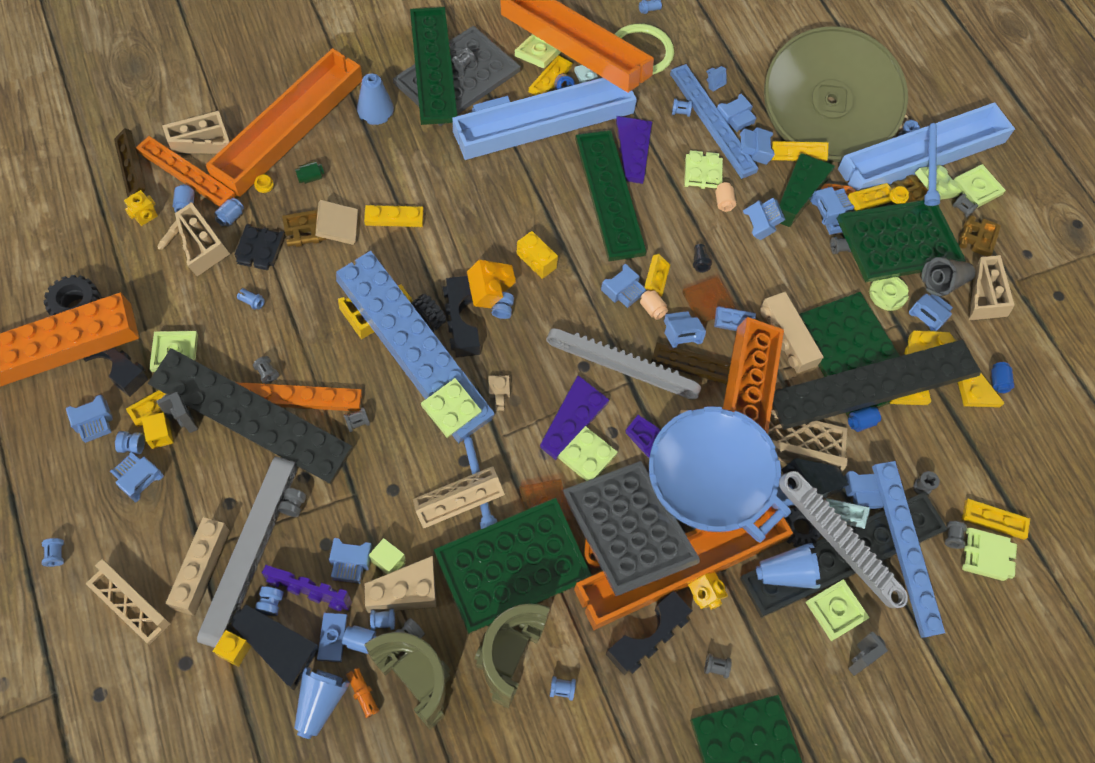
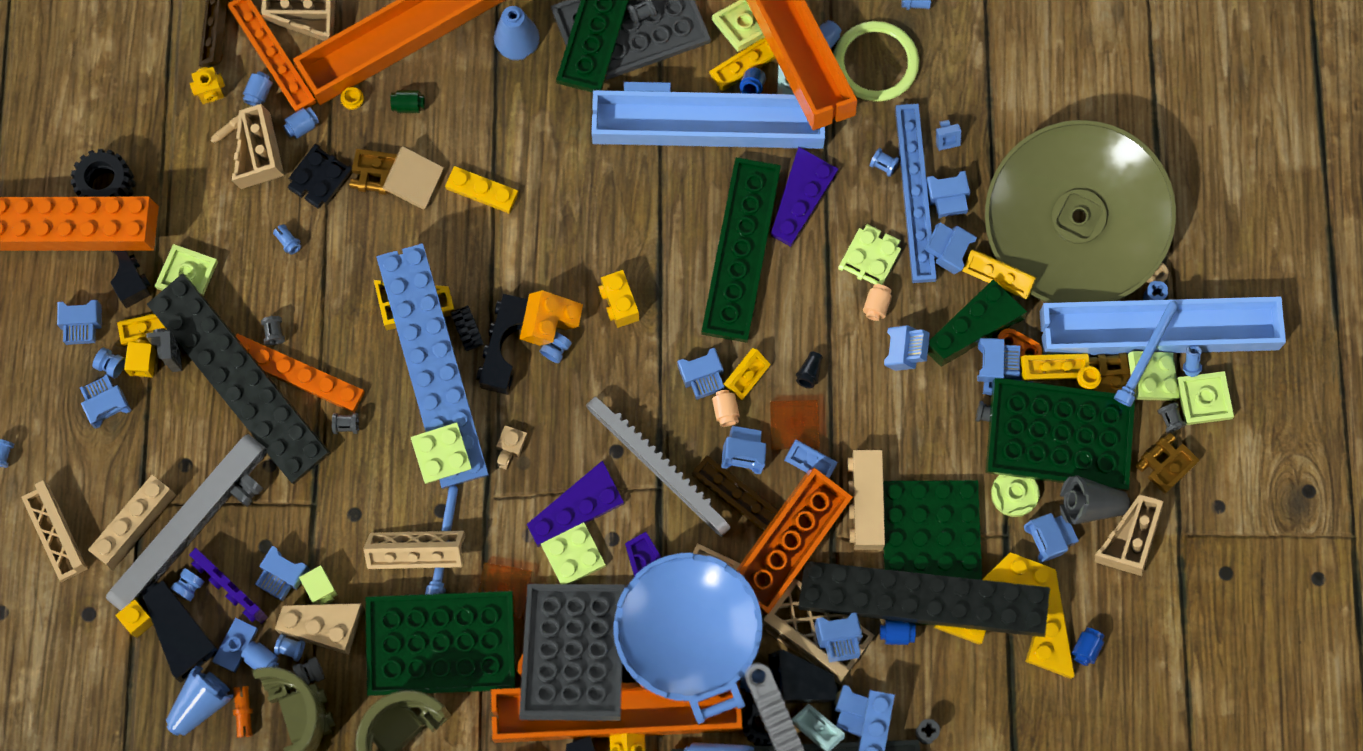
camera: 30 degrees right, 10 degrees up
(827, 436) = (839, 637): none -> medium blue piece
(961, 162) = (1192, 365): none -> medium blue pin

